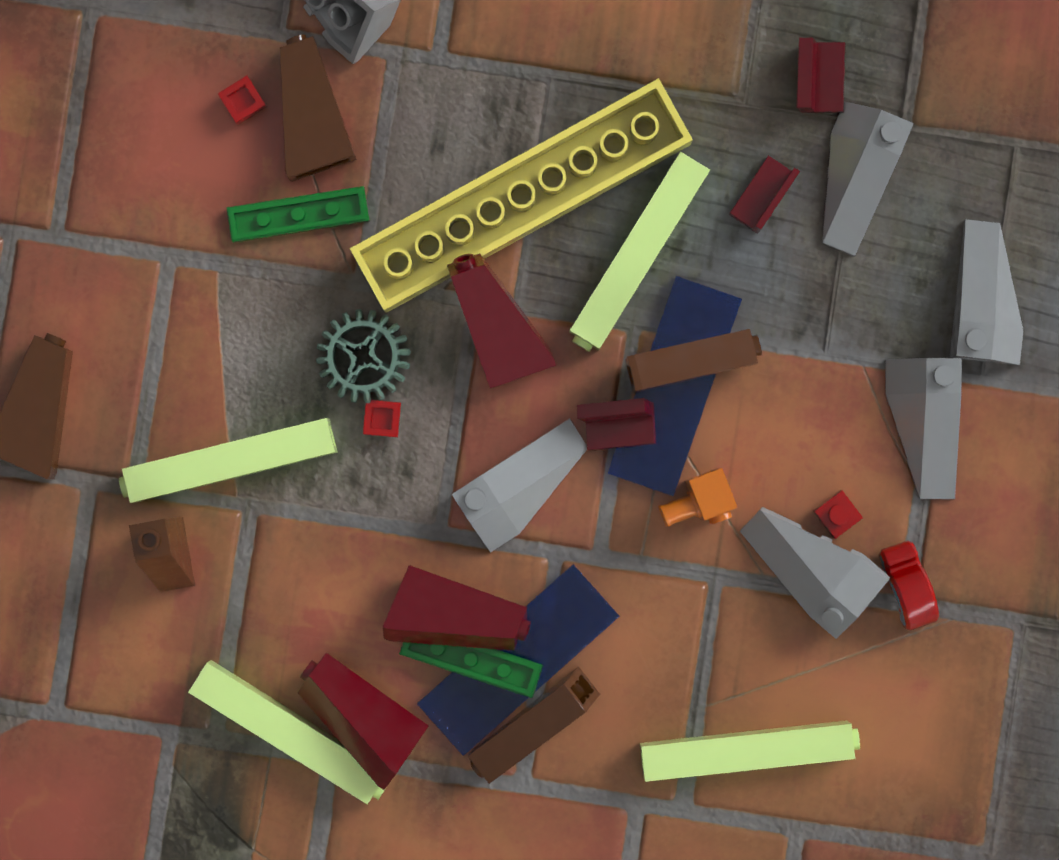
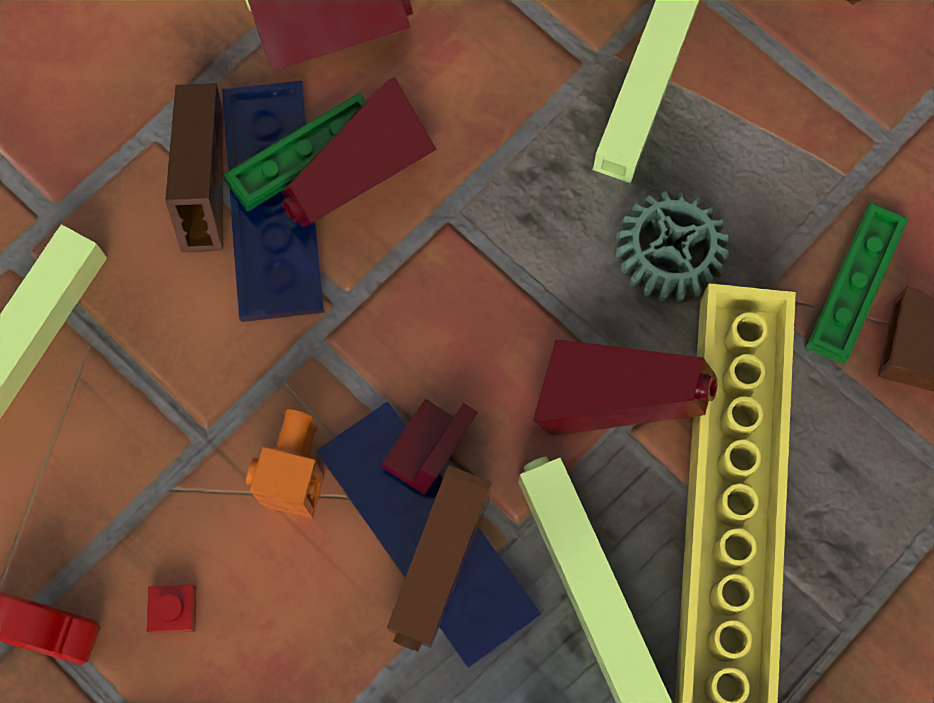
camera: 120 degrees right, 15 degrees down
(382, 418) = (596, 225): red plate -> none
(514, 490) = (436, 301): light grey wedge -> none
(821, 576) = (113, 538): light grey wedge -> none

